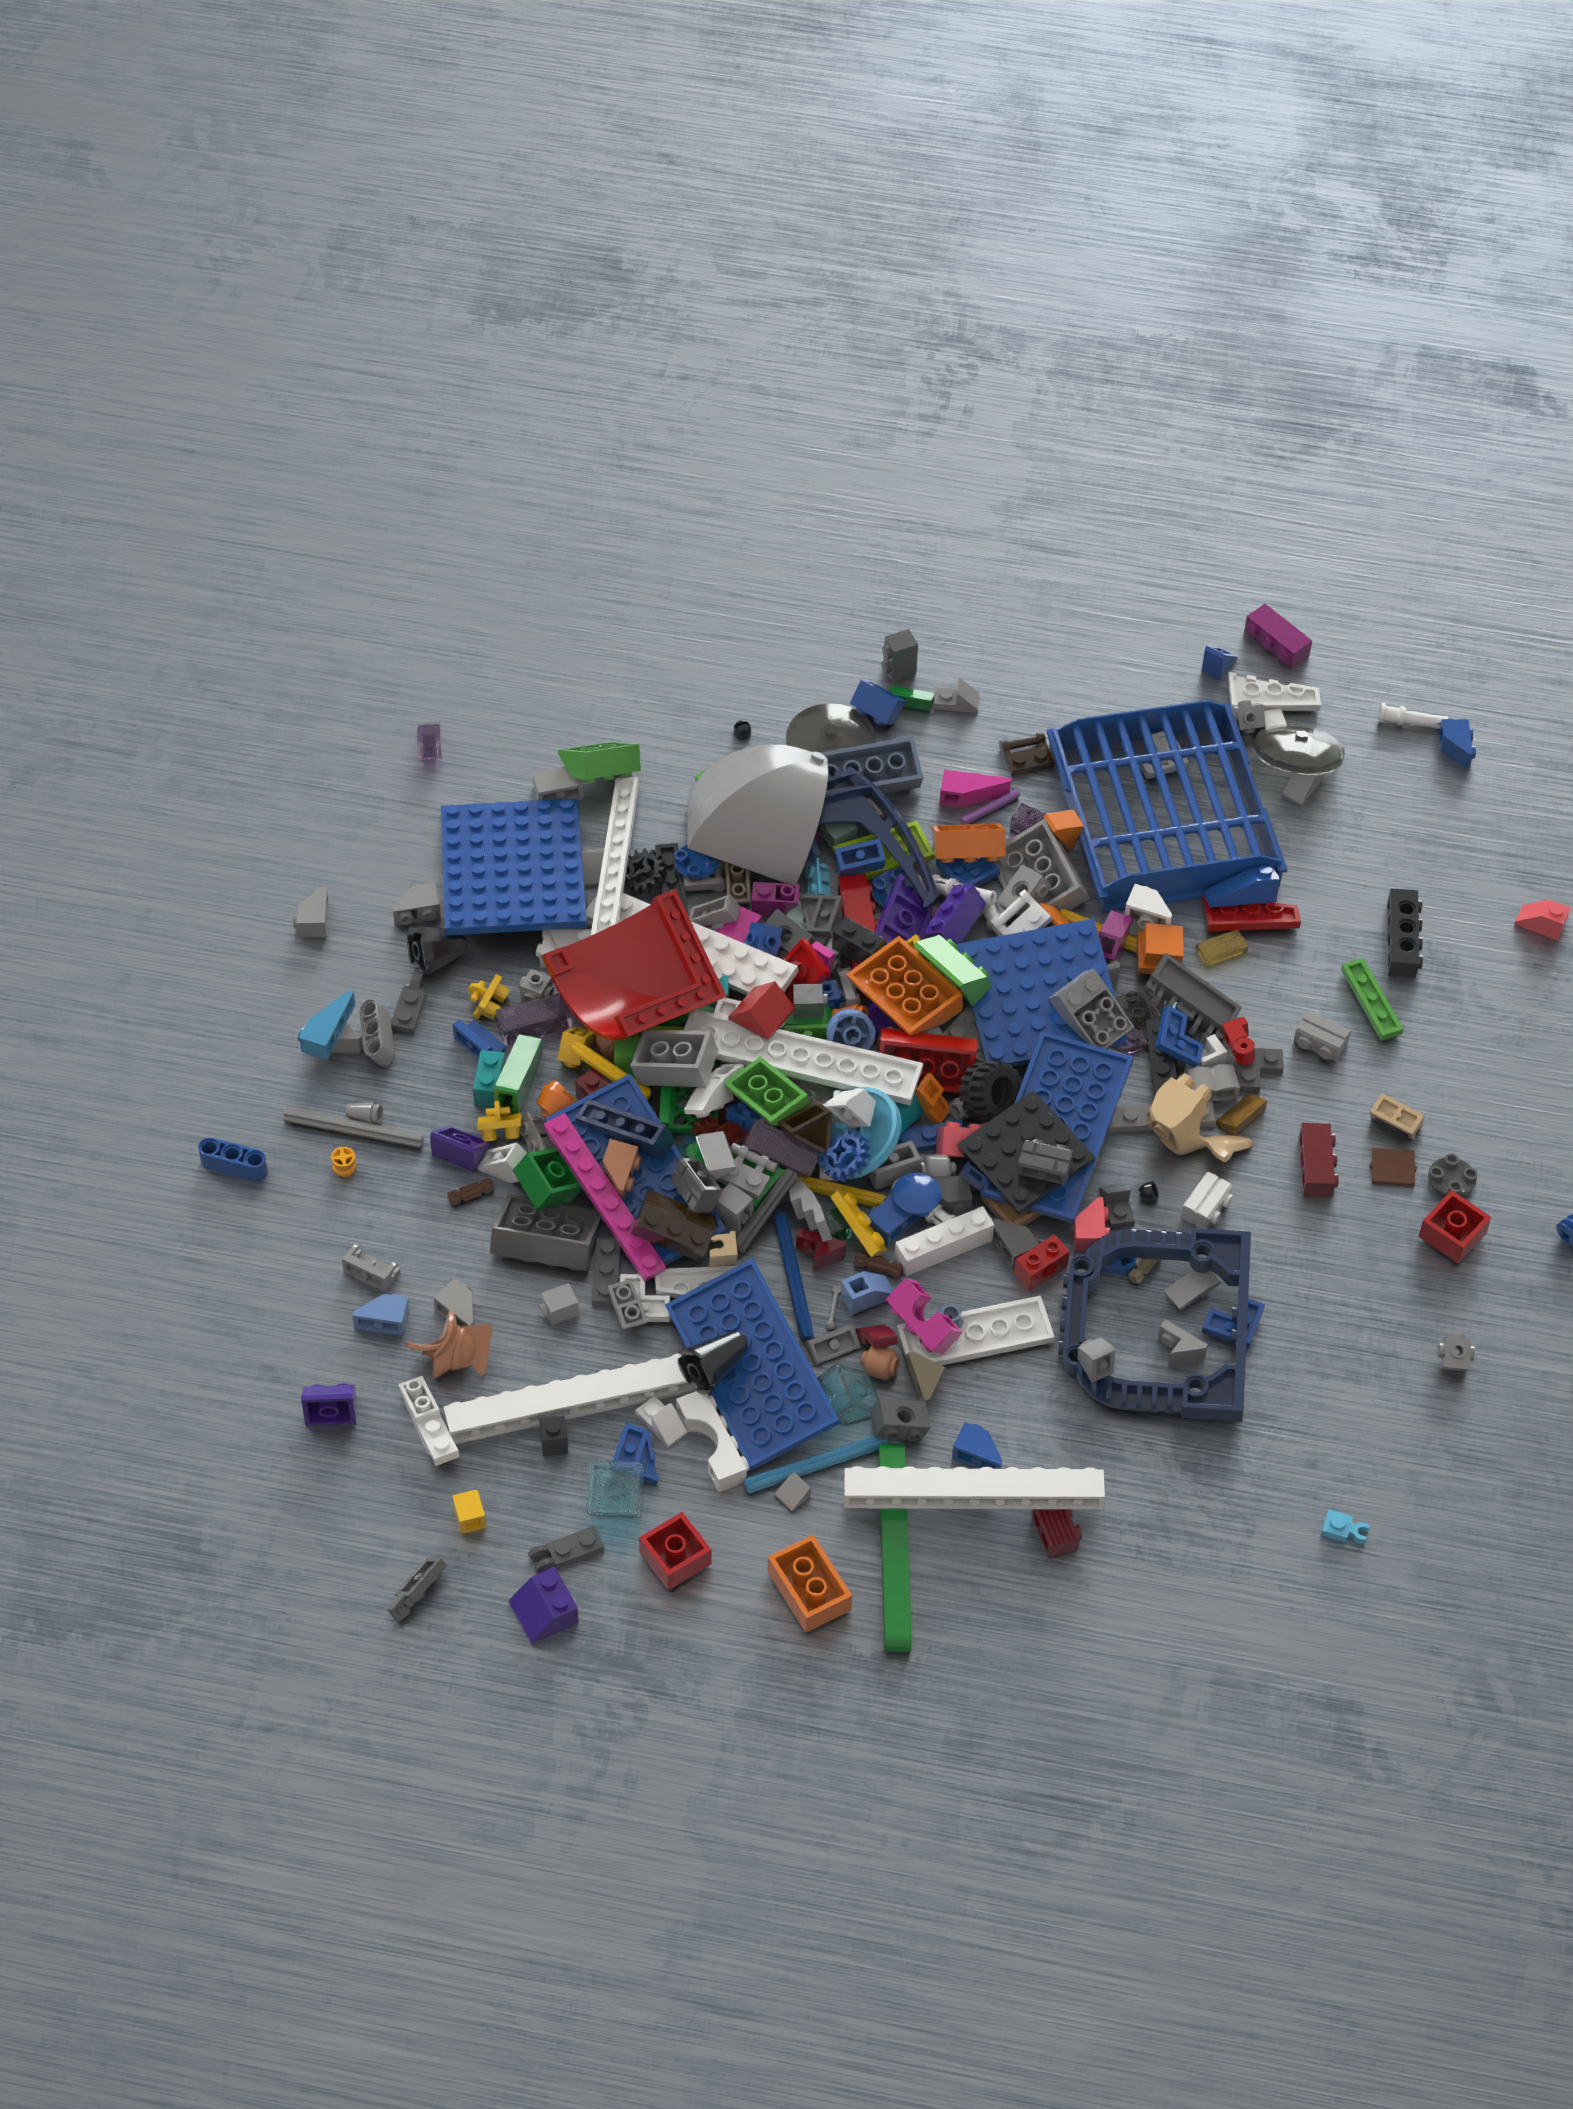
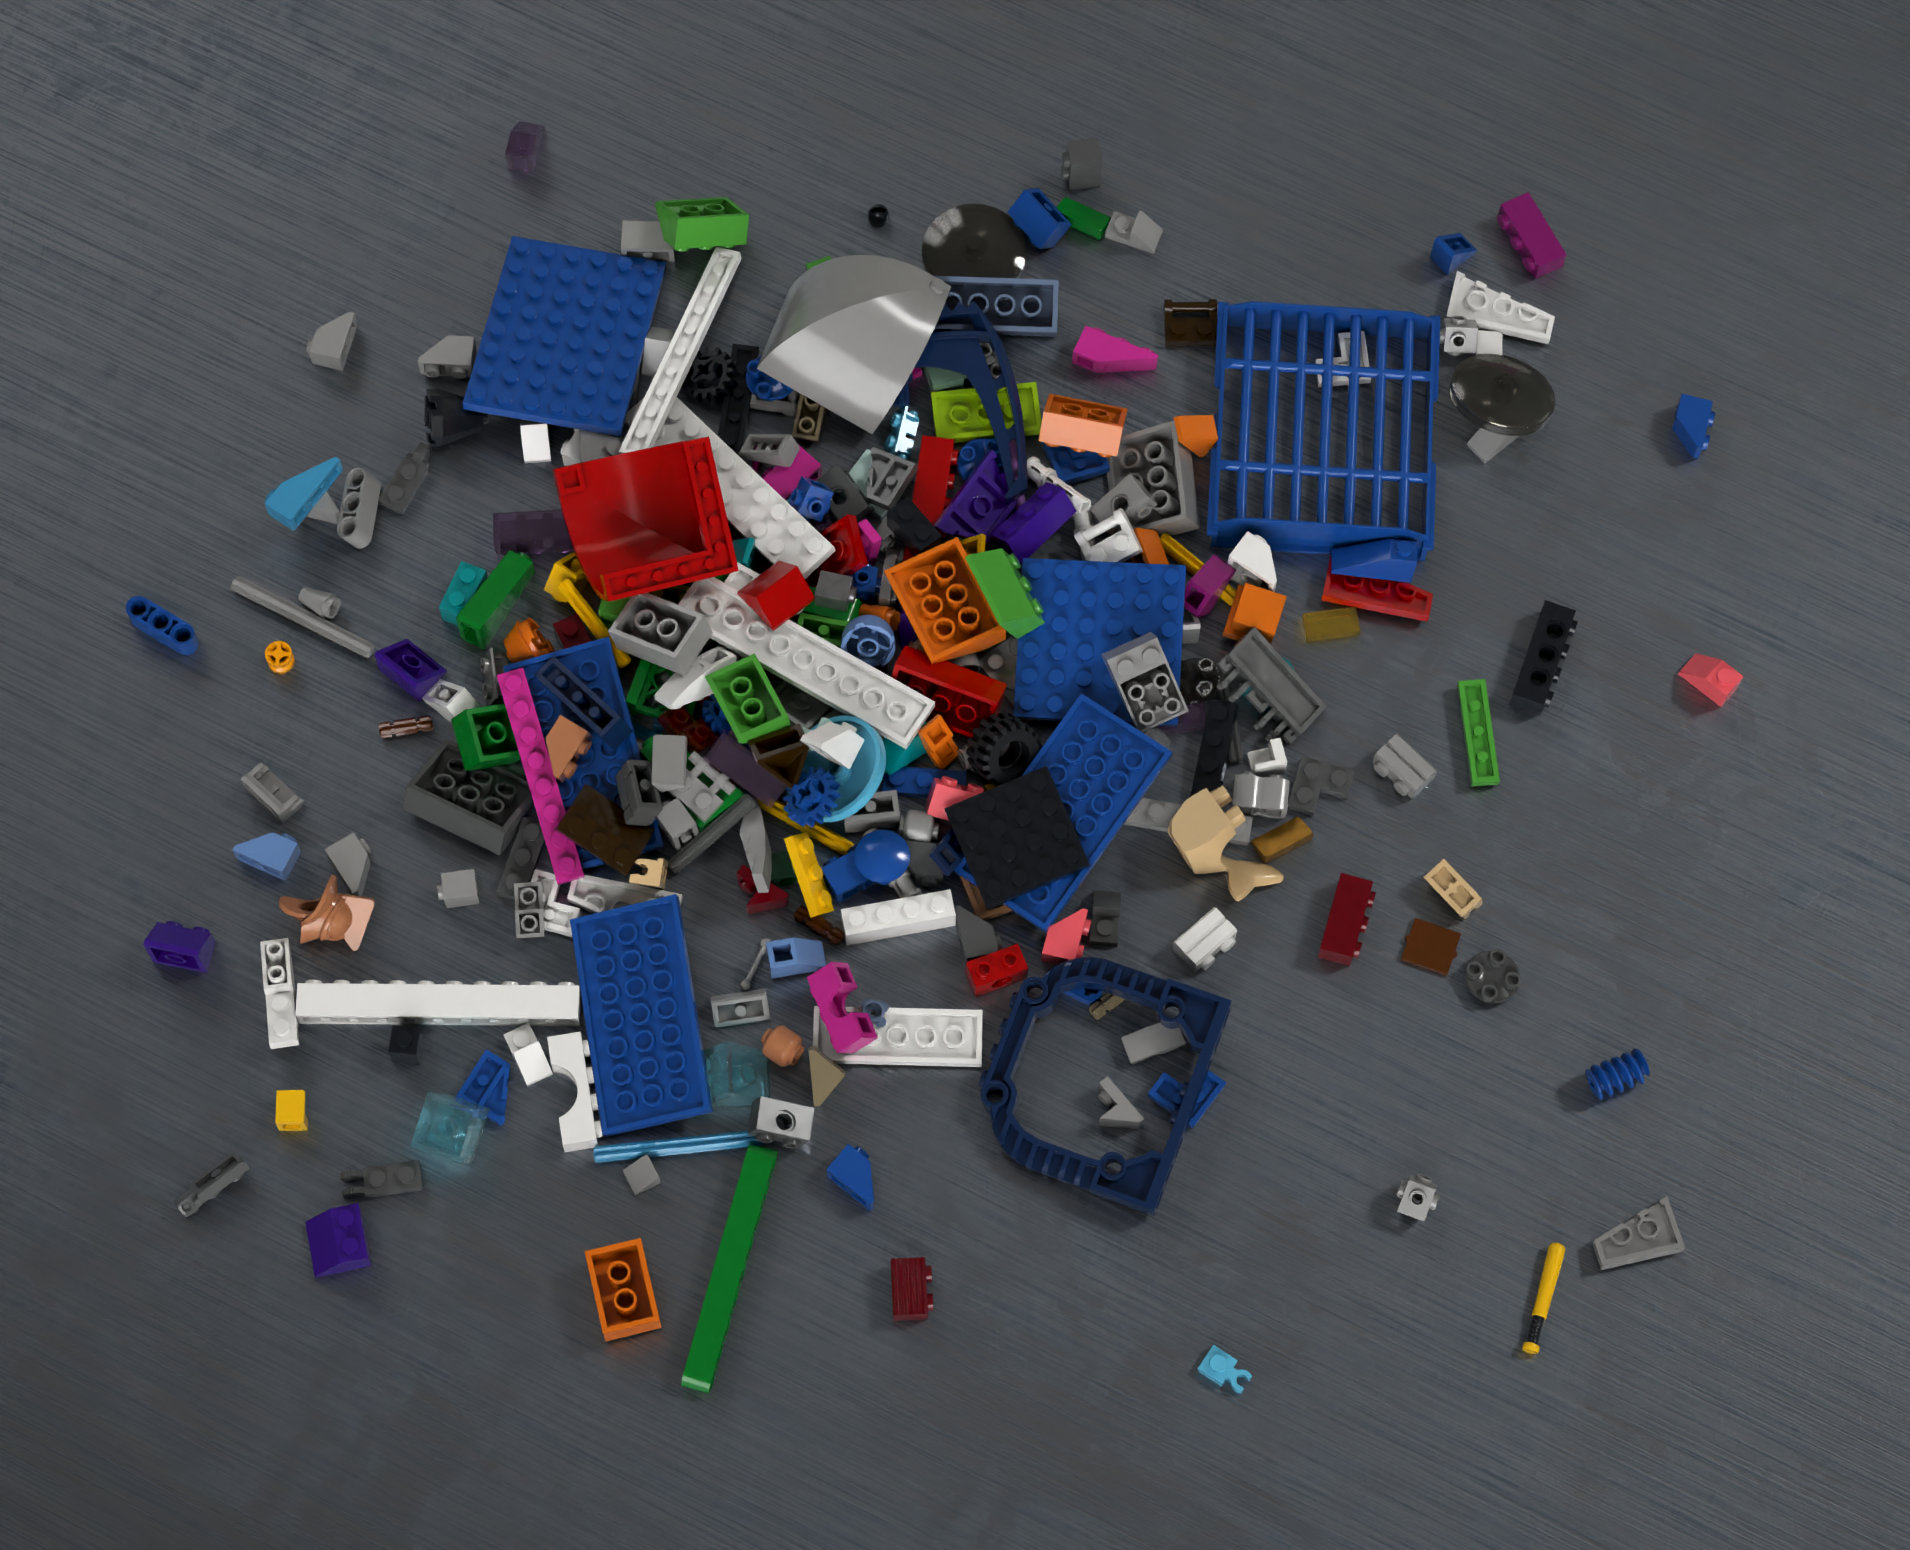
camera: 15 degrees right, 15 degrees up
(476, 1038) = (469, 541): blue panel -> none
(490, 1123) = (458, 649): yellow hips -> none
(495, 990) = (503, 485): yellow hips -> none
(510, 950) = (535, 441): none -> white slope
(535, 986) = (543, 494): light grey brick -> none
(675, 1550) = (492, 1214): red brick -> none
(712, 1360) = (596, 1005): black cone -> none
(773, 896) = (842, 445): magenta slope -> none
(793, 1276) = (723, 916): blue axle -> none
(859, 858) = (950, 420): blue brick -> none
(877, 1336) = (786, 1015): dark red slope -> none
(974, 1488) = (829, 1228): white brick -> none
(986, 809) = (1126, 381): medium lavender bar -> none
(1025, 818) = (1159, 409): clear purple brick -> none
(1045, 1161) = (1029, 860): dark grey brick -> none
(1097, 1358) = (1010, 1109): light grey slope -> none
(1149, 1191) = (1146, 911): black hinge -> none
(1172, 1038) = (1228, 735): blue plate -> none
(1235, 1035) = (1304, 759): red leg -> none
(1401, 716) = (1641, 375): white pin -> none
(1454, 1226) = (1470, 1042): red brick -> none

